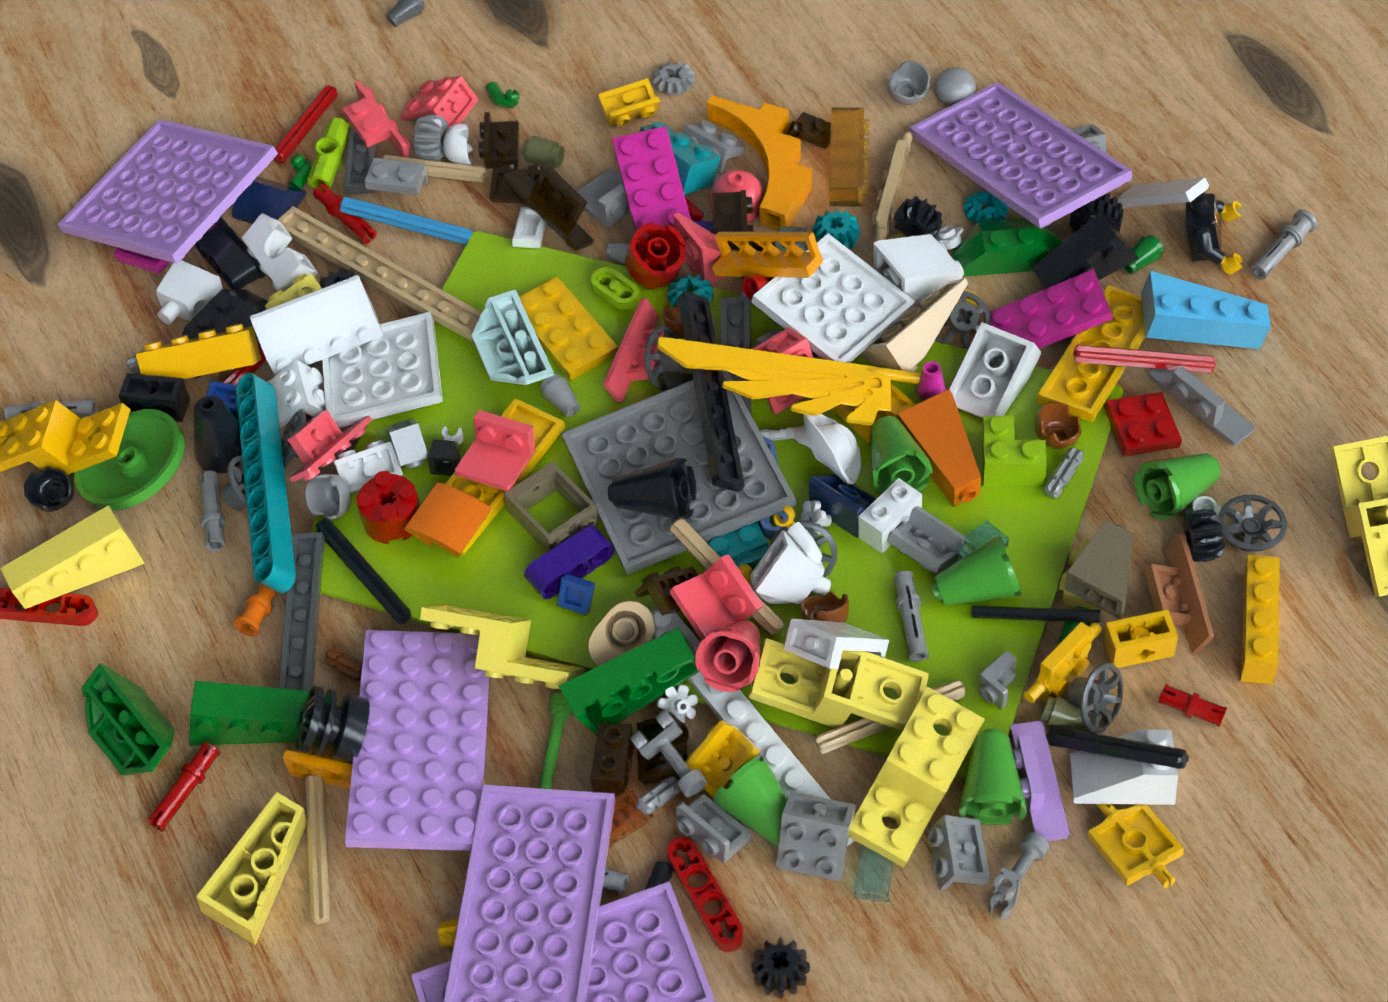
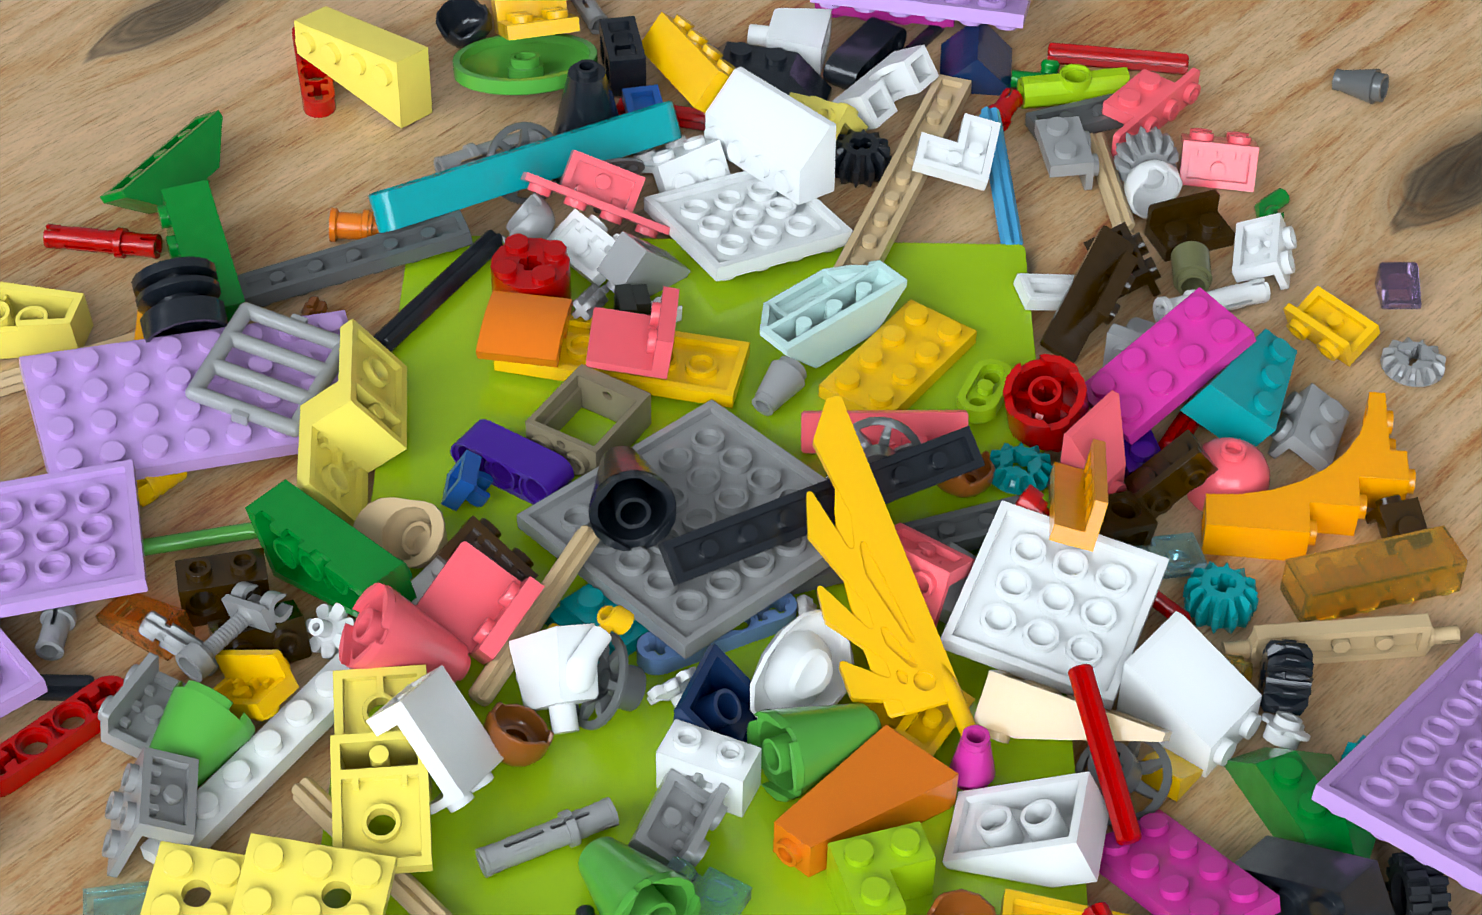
camera: 65 degrees right, 10 degrees down
(388, 228) = (963, 161): none -> white plate
(408, 715) = (233, 337): none -> light grey bar
(429, 477) = (588, 300): none -> light grey axle
(541, 112) = (1264, 249): none -> white bracket
(577, 161) = (1230, 297): none -> white pin
(605, 60) = (1398, 285): none -> clear purple slope
(965, 311) = (1104, 754): none -> red axle

